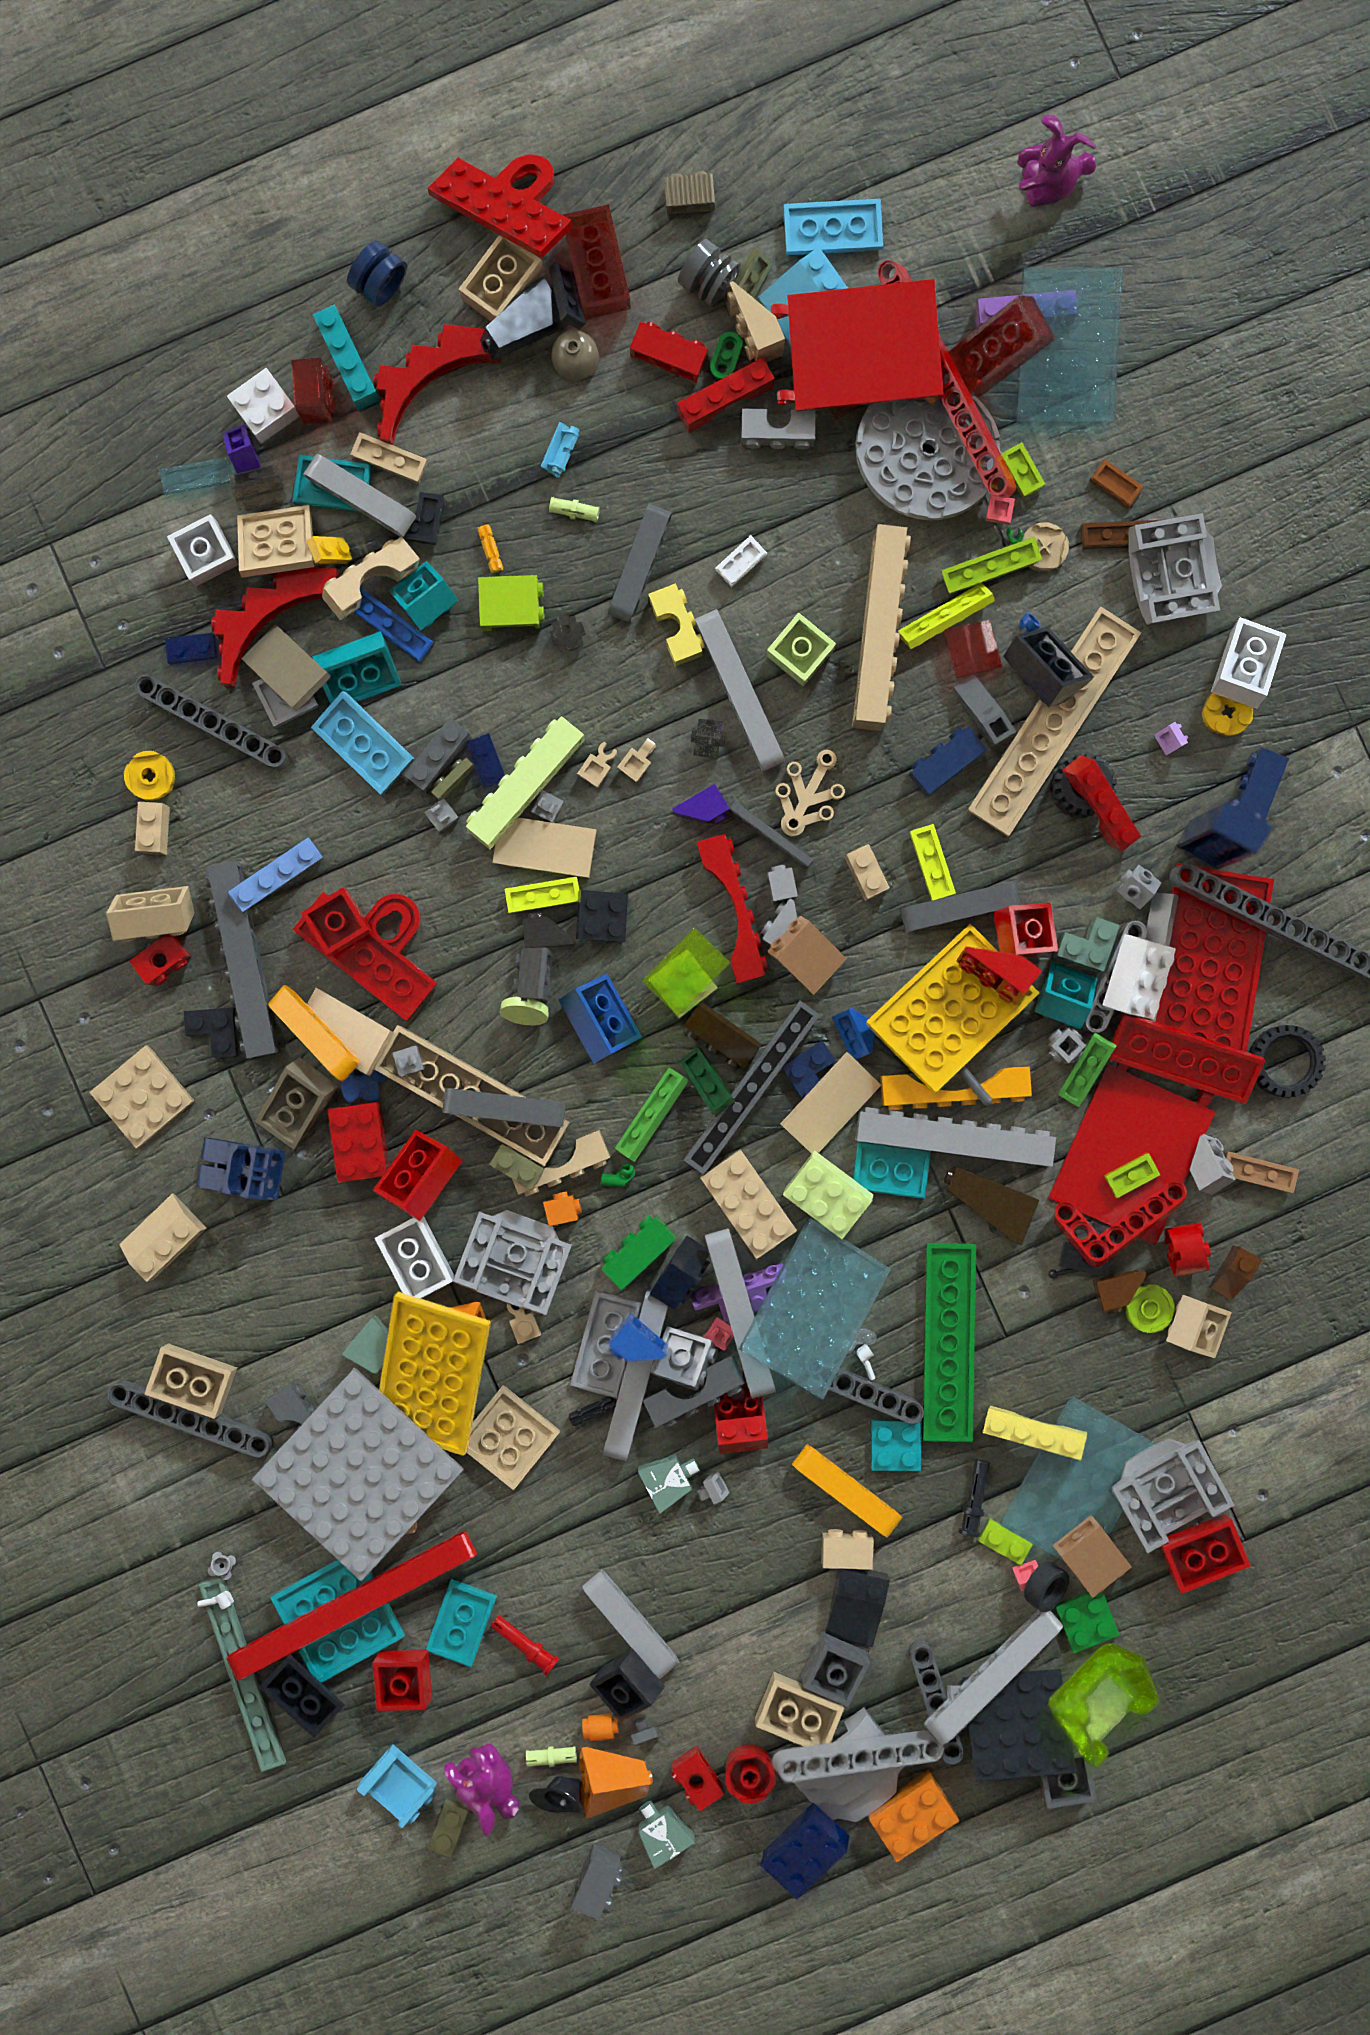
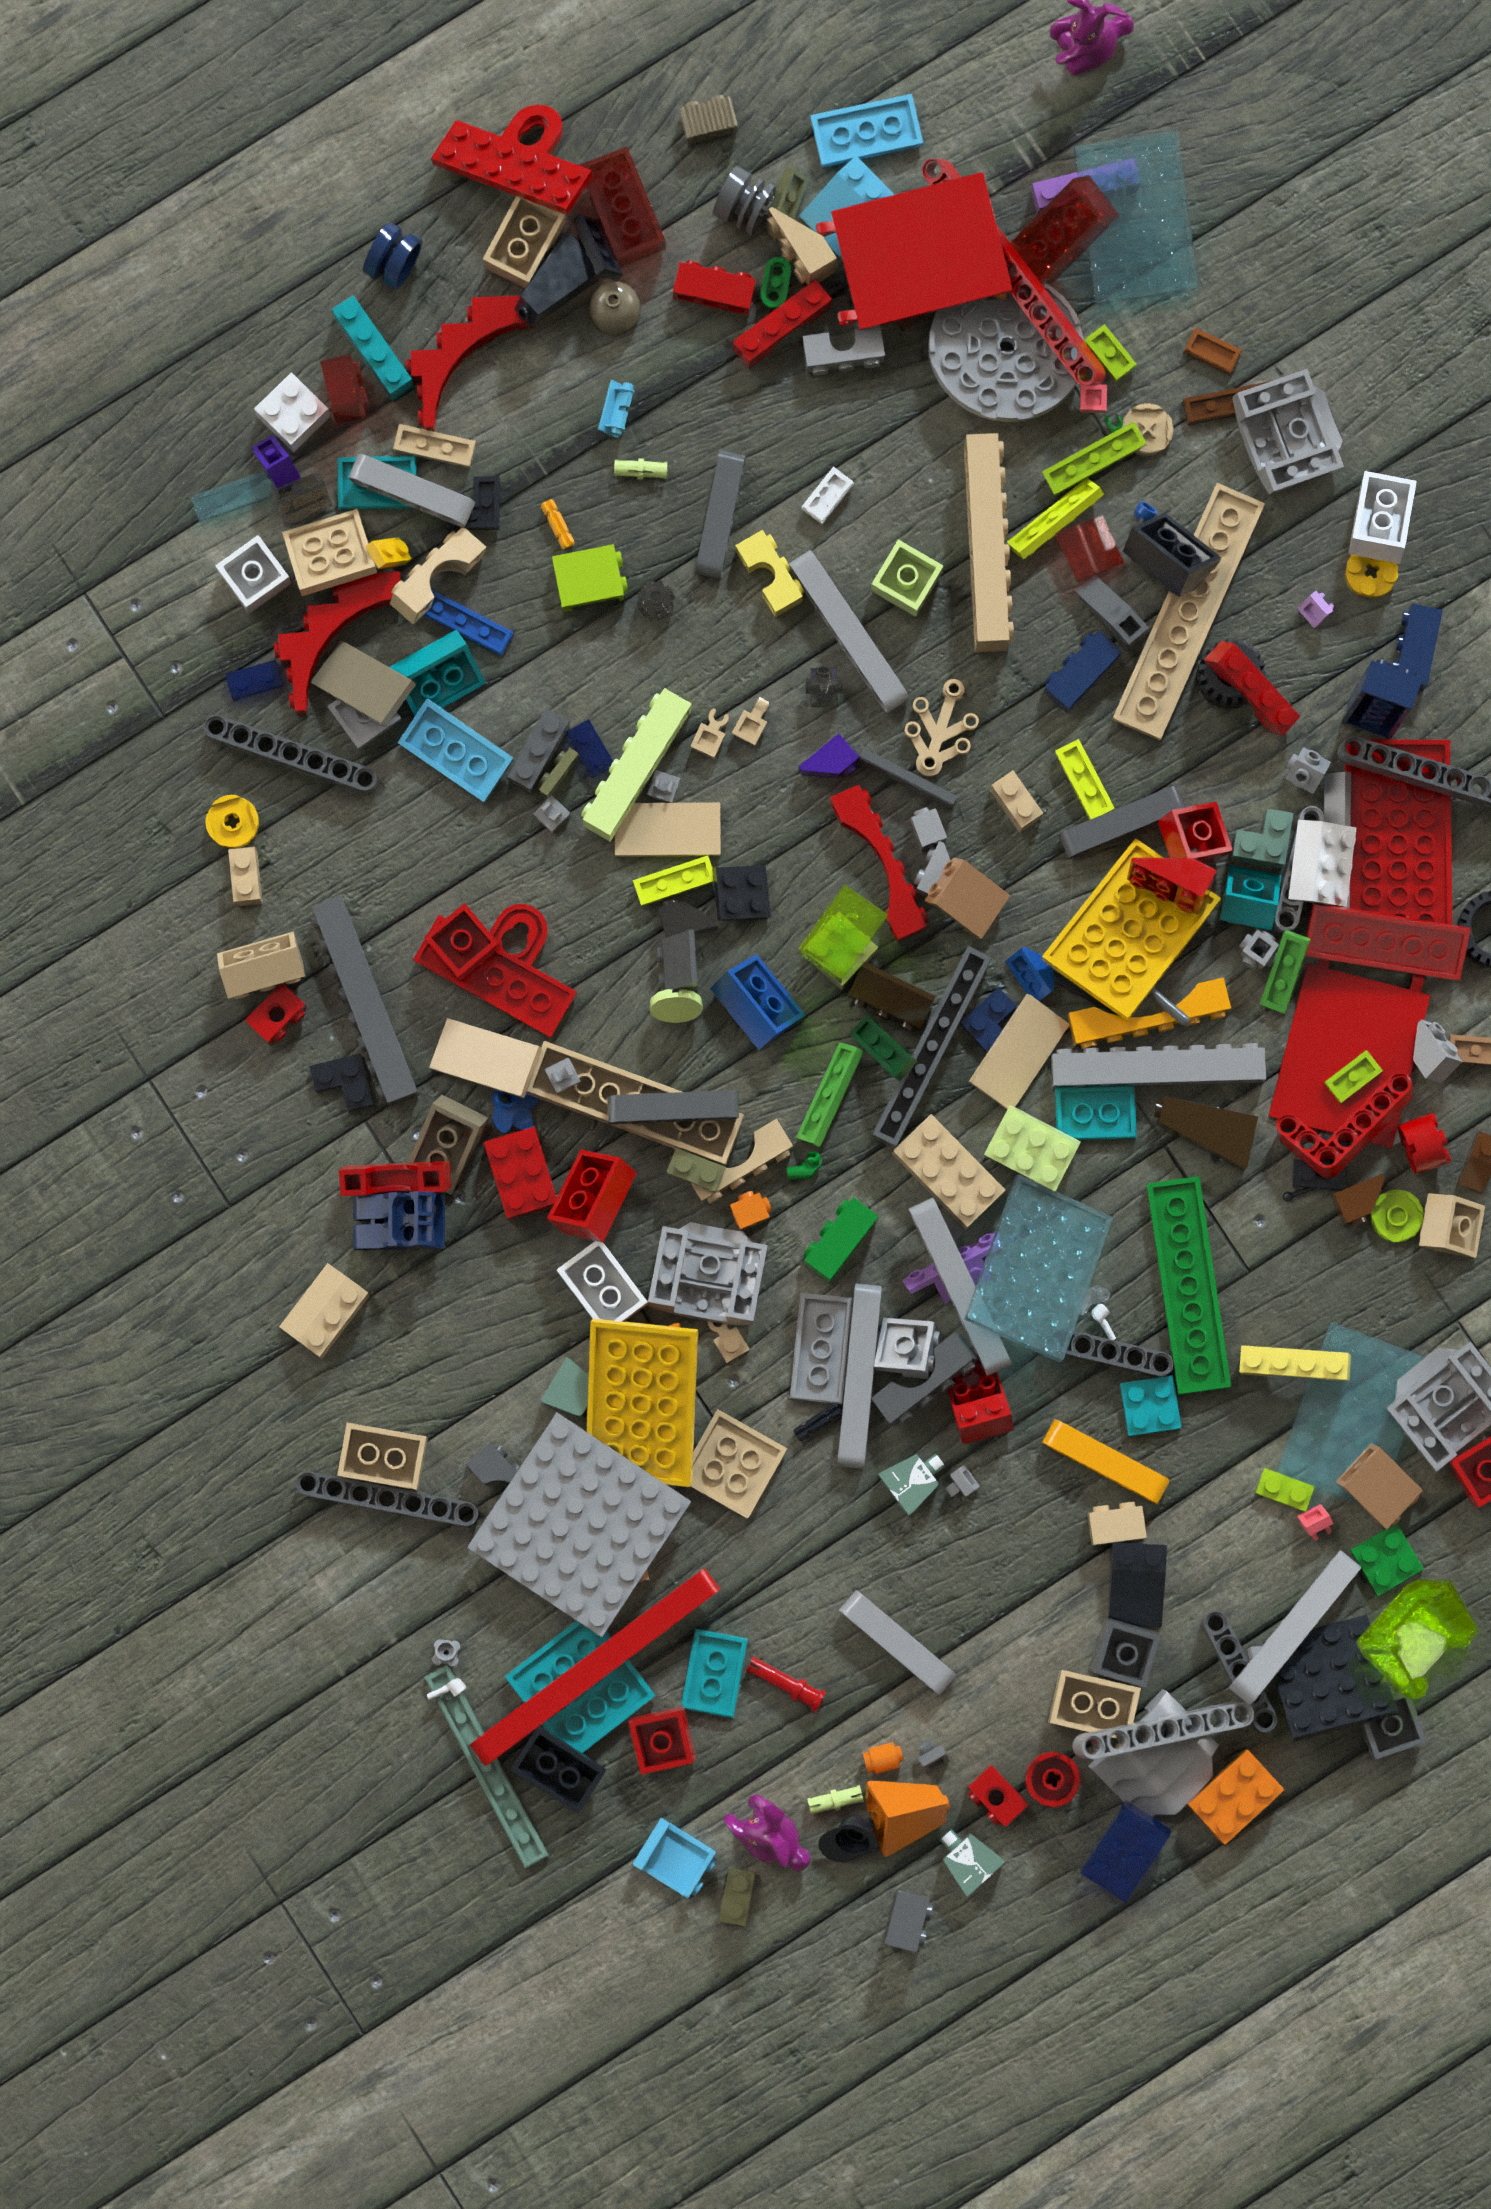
camera: 15 degrees left, 5 degrees down
(142, 1096) = (278, 1164): tan plate -> none
(220, 1124) = (378, 1178): none -> red arch
(274, 875) = (385, 904): medium blue plate -> none
(313, 1033) = (455, 1063): light orange beam -> none
(423, 595) = (495, 584): teal slope -> none
(627, 1685) = (904, 1704): black brick -> none
(636, 1341) = (854, 1328): blue slope -> none
(681, 1273) = (889, 1255): black brick -> none
(720, 1333) = (943, 1316): coral tile -> none
(973, 1510) = (1245, 1461): black pin -> none
(1046, 1586) = (1324, 1522): black tyre -> none

